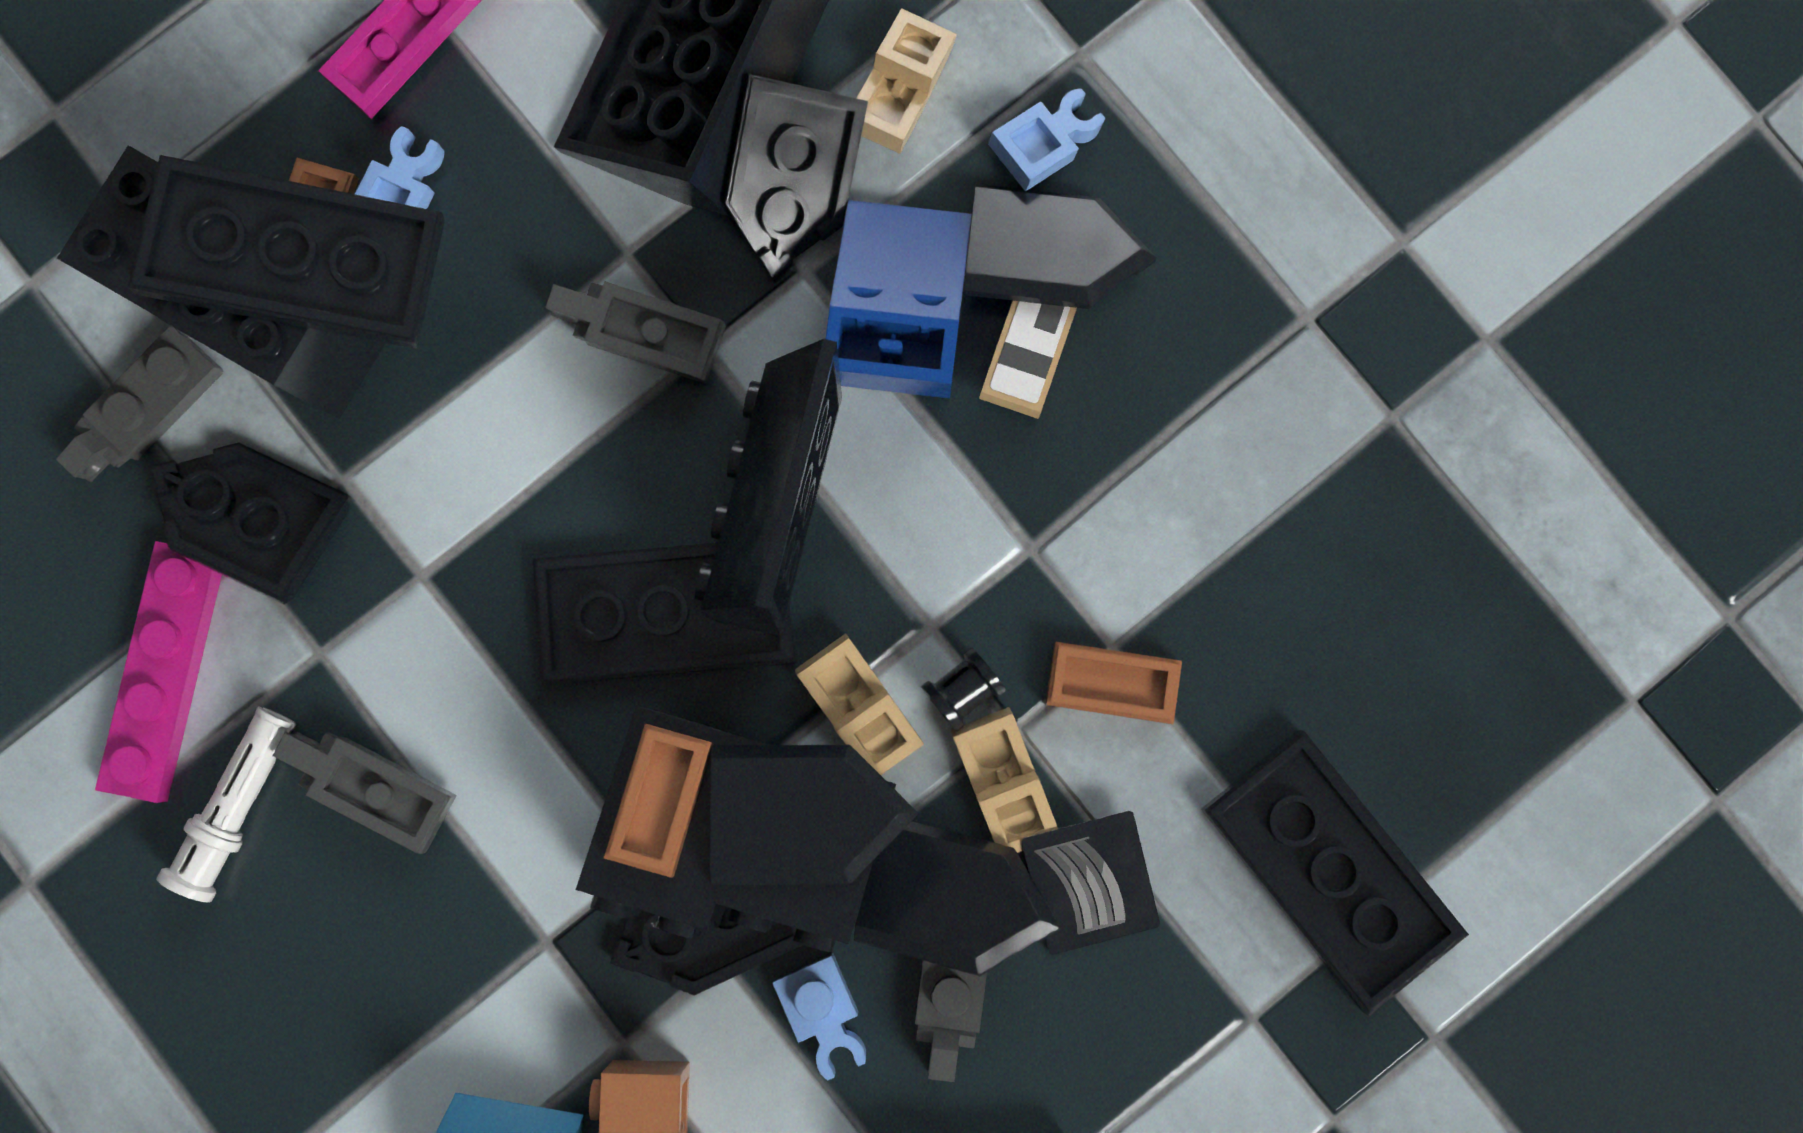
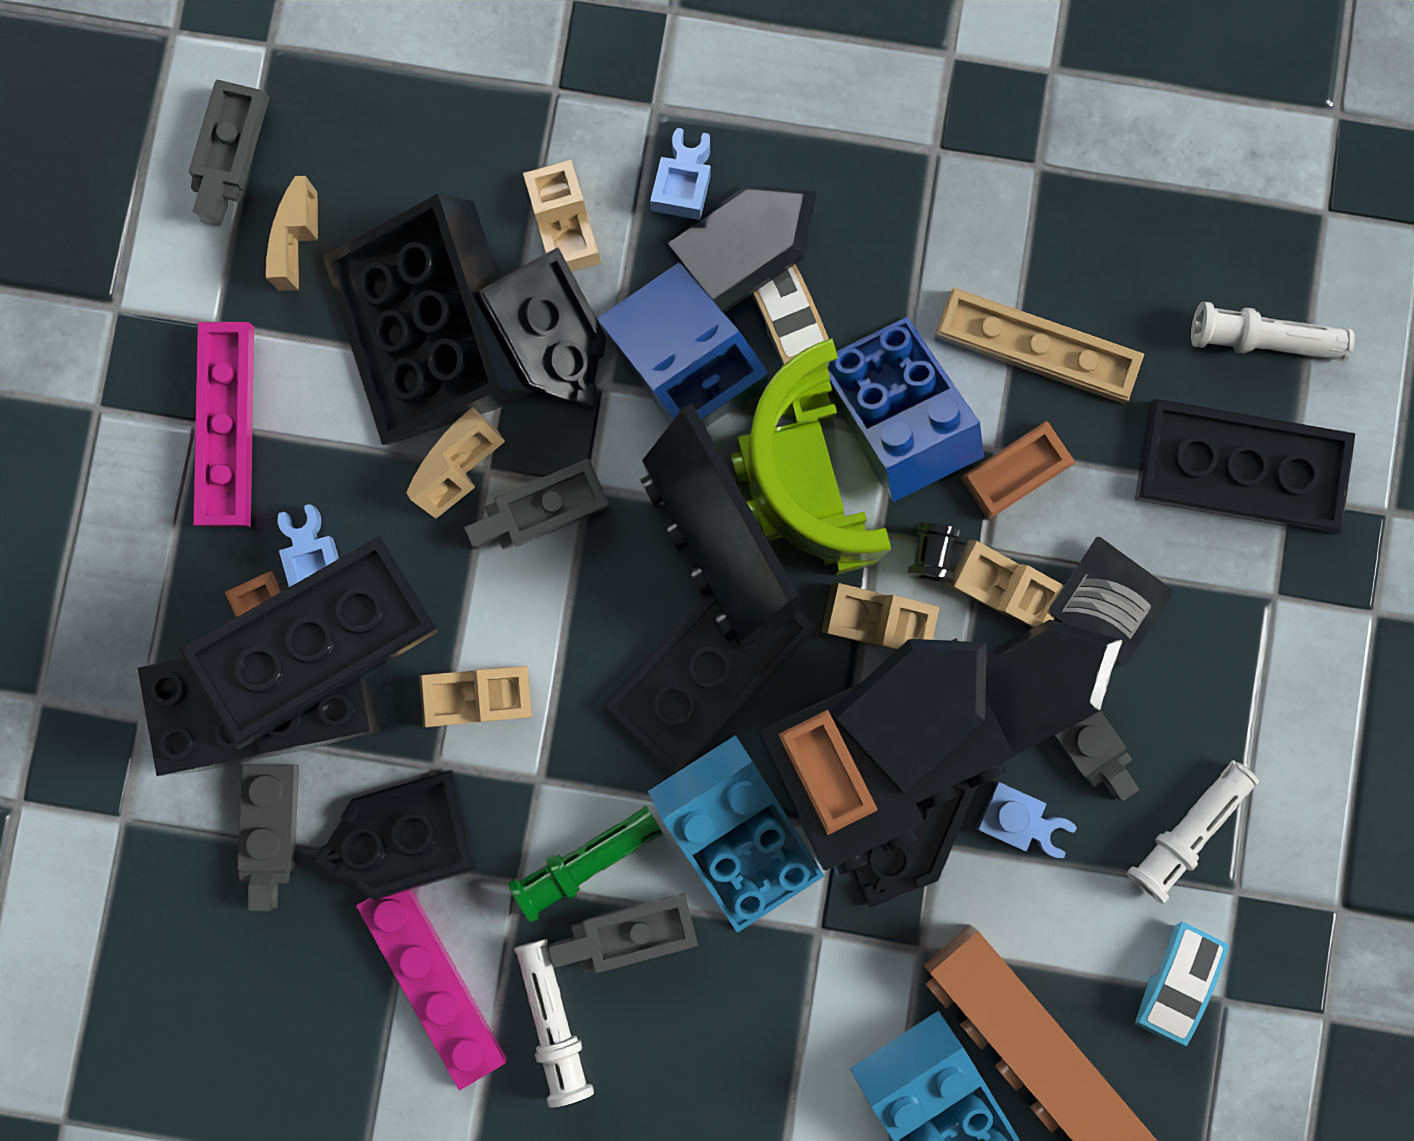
camera: 50 degrees left, 0 degrees up
(363, 681) = (565, 874): none -> green pin
(430, 448) = (475, 696): none -> tan slope
(542, 778) = (735, 833): none -> dark azure slope
(584, 217) = (443, 472): none -> tan slope
(894, 492) = (792, 471): none -> lime piece
(1055, 530) = (904, 409): none -> blue slope
(1239, 585) = (1039, 345): none -> tan tile
(1453, 746) = (1249, 331): none -> white pin

